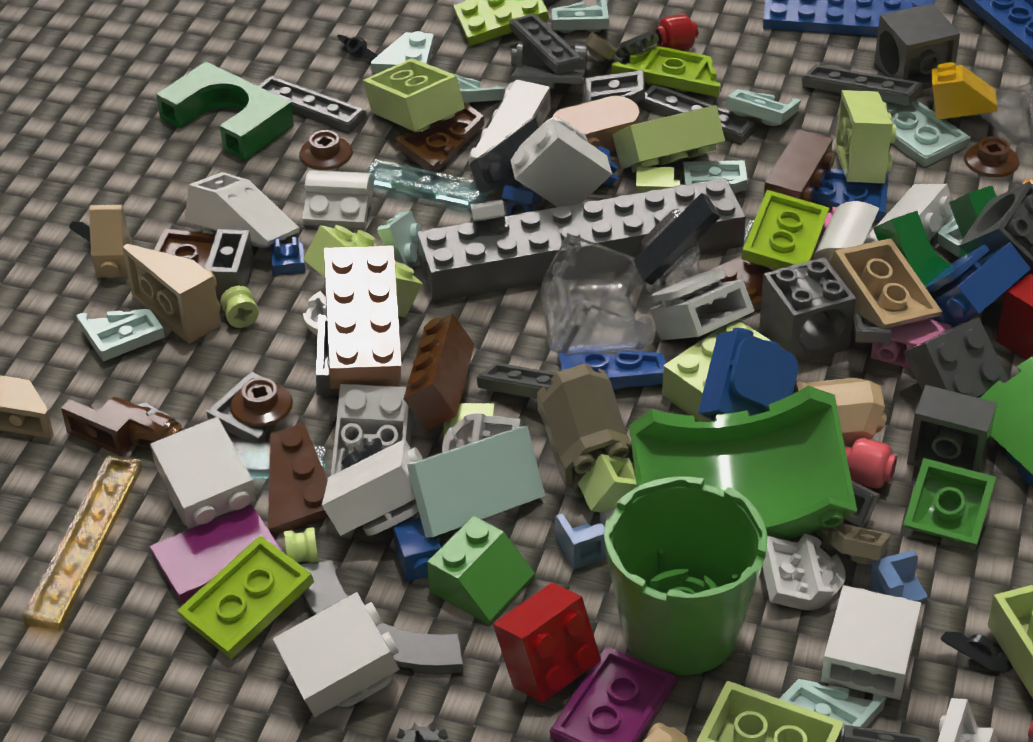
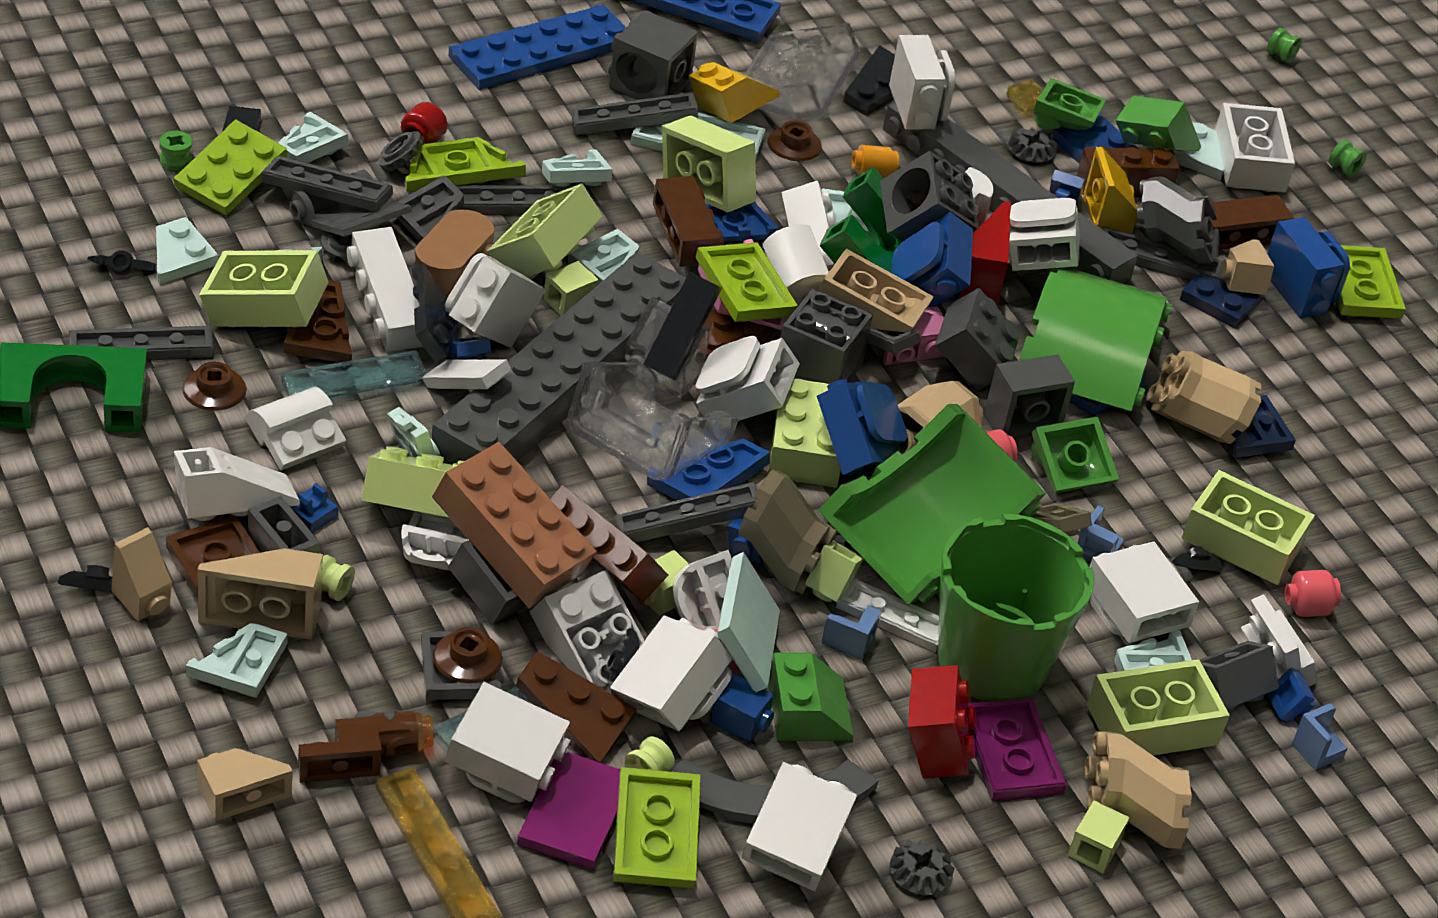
camera: 50 degrees left, 0 degrees up
(600, 48) = (378, 168): dark tan plate -> none

